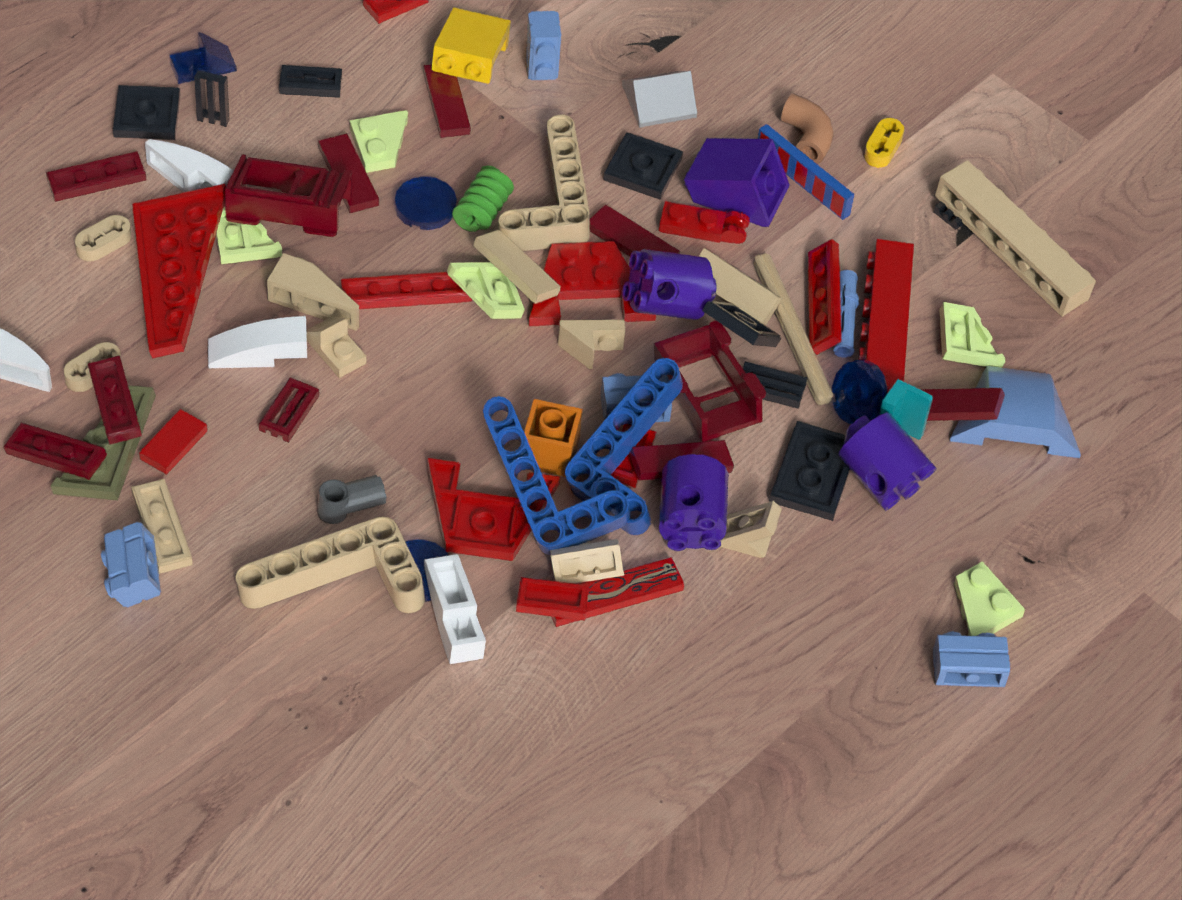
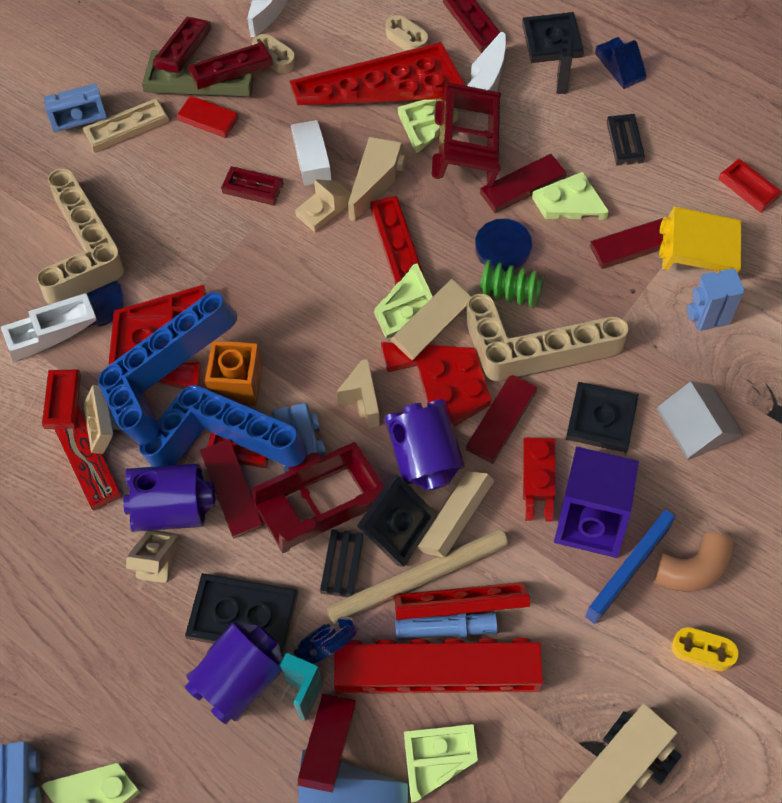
camera: 90 degrees right, 10 degrees up
(340, 498) = (158, 237): dark grey piece -> none

